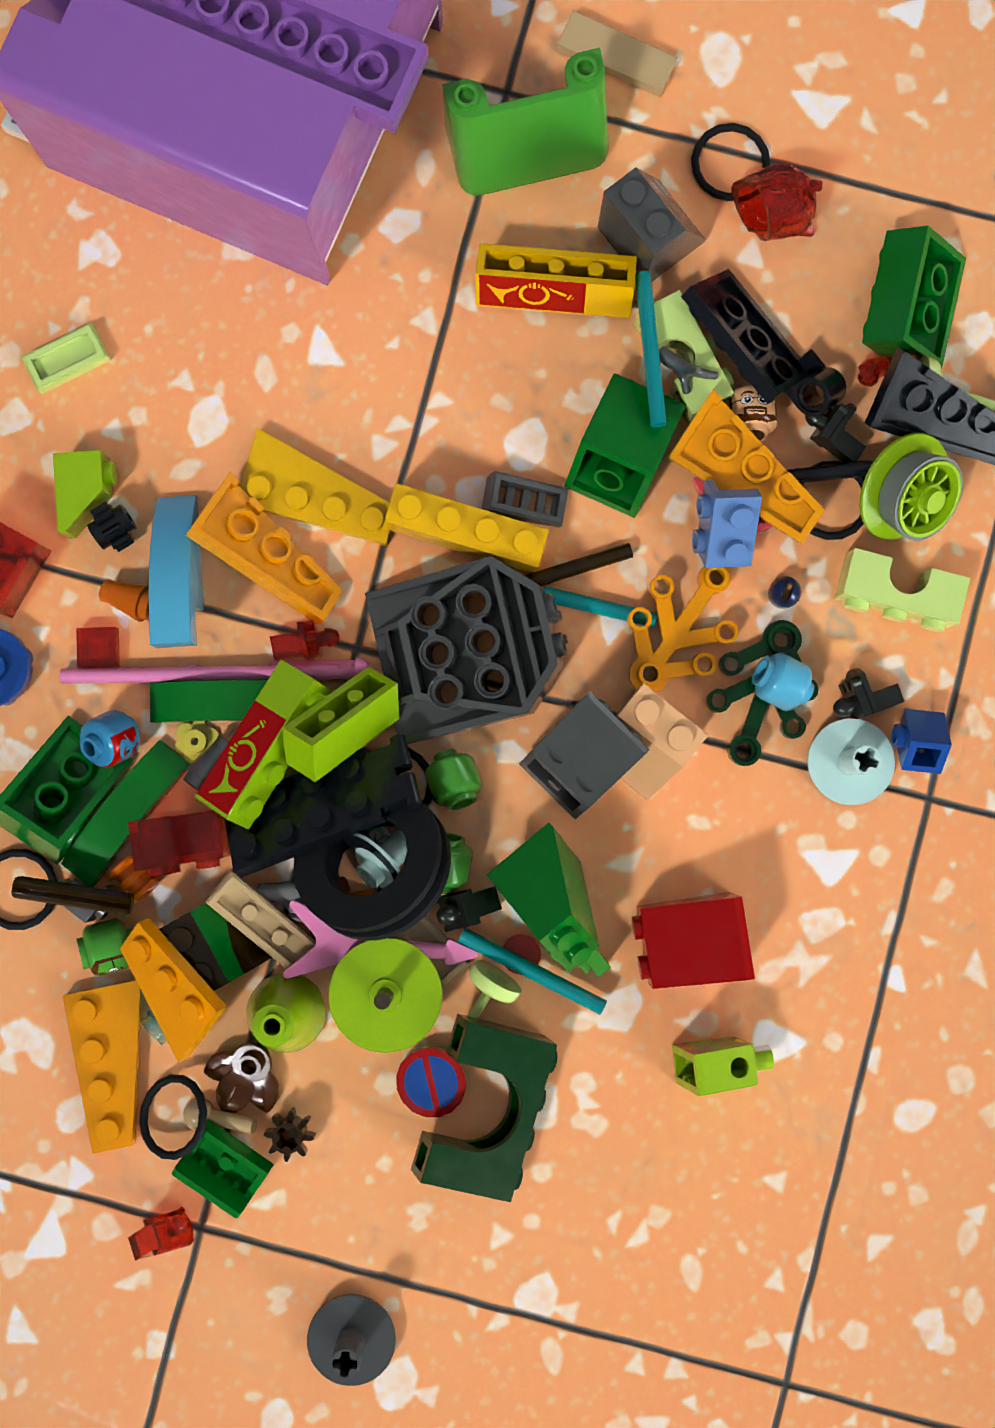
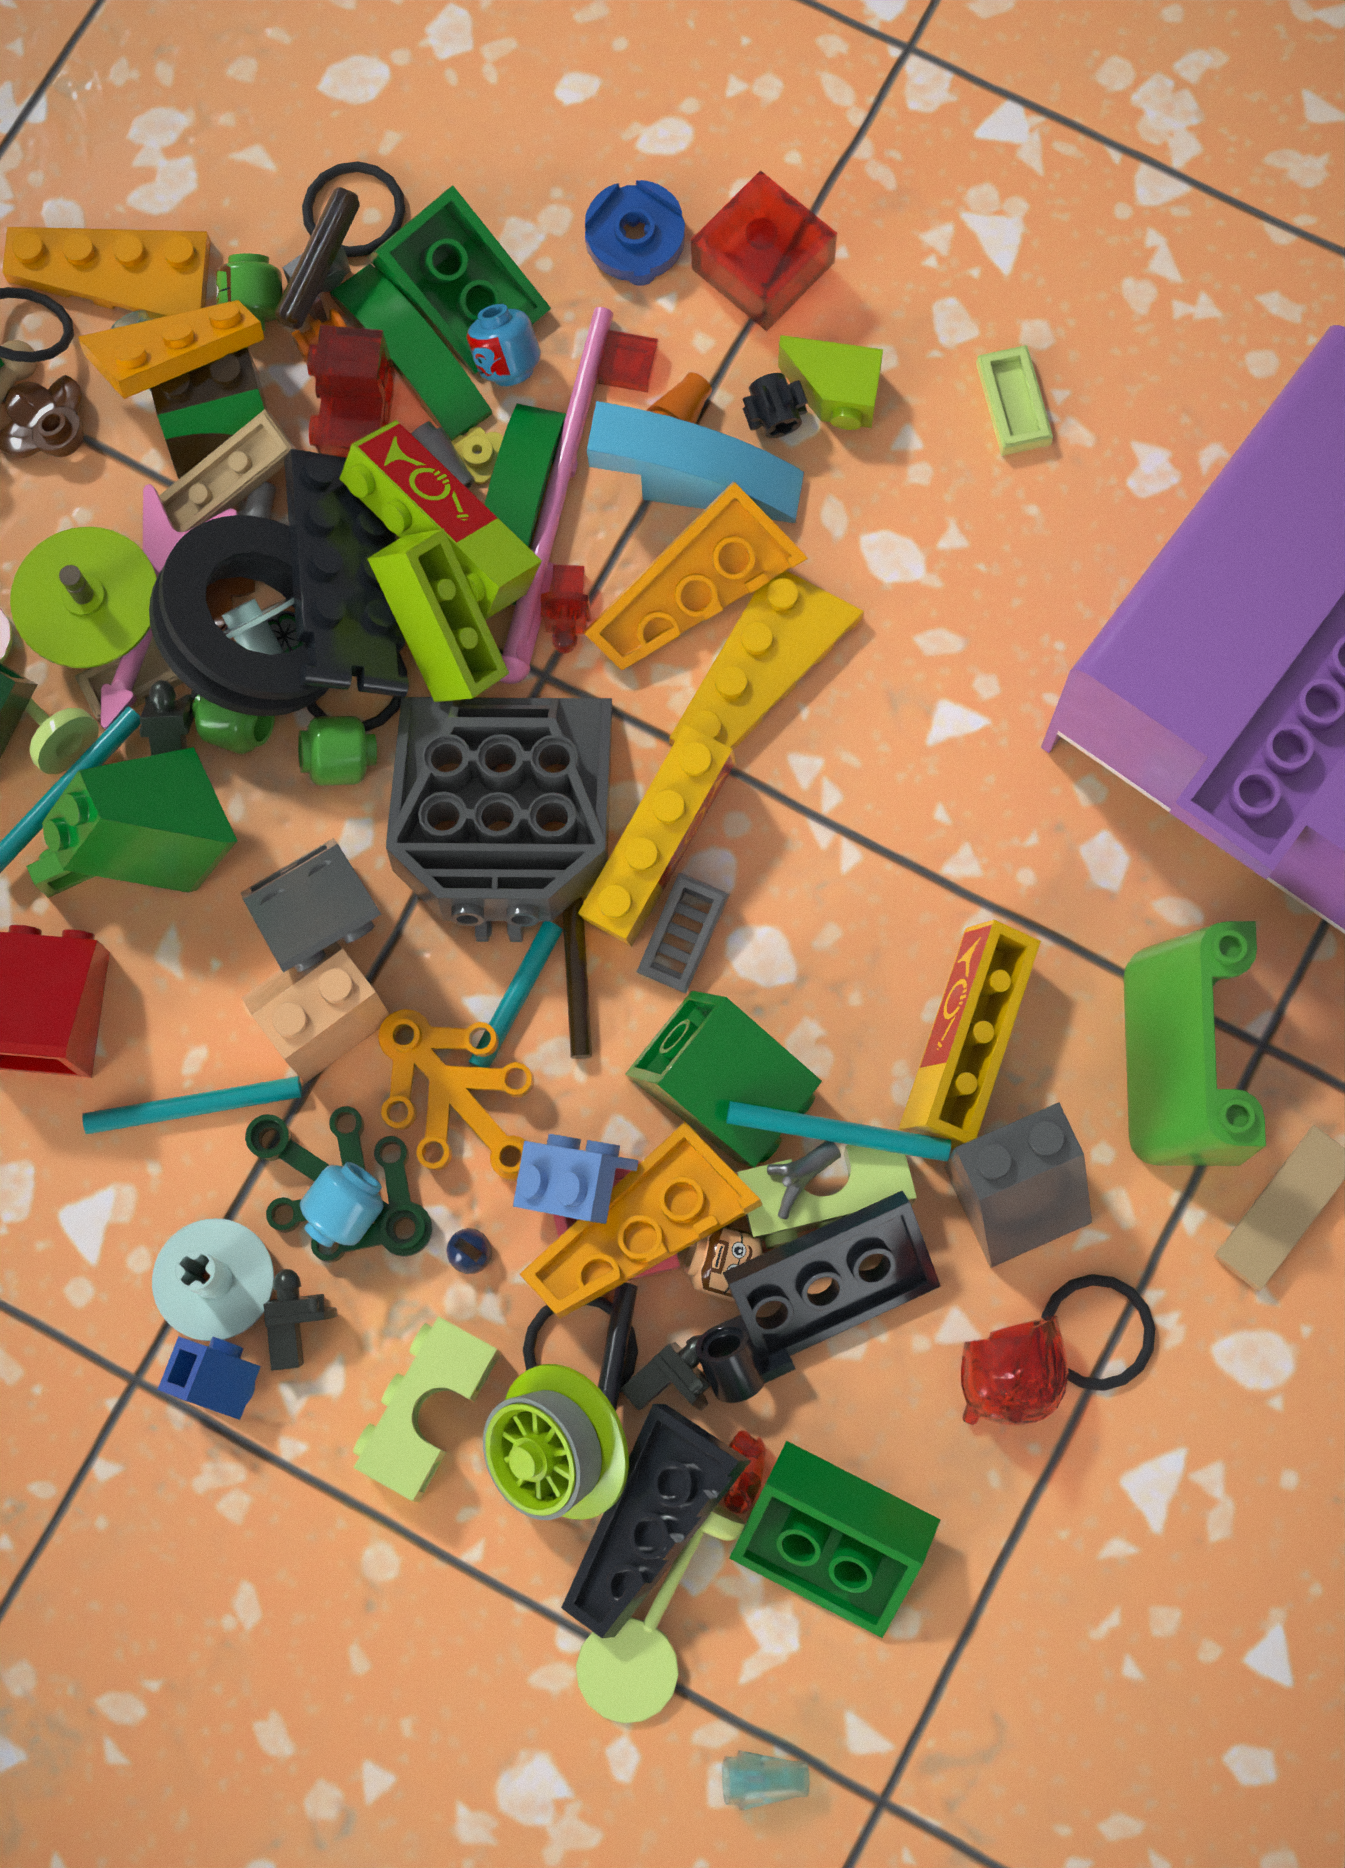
camera: 110 degrees right, 10 degrees down
(286, 1013) = (100, 475): lime cone -> none
(733, 814) = (192, 1105): none -> teal piece

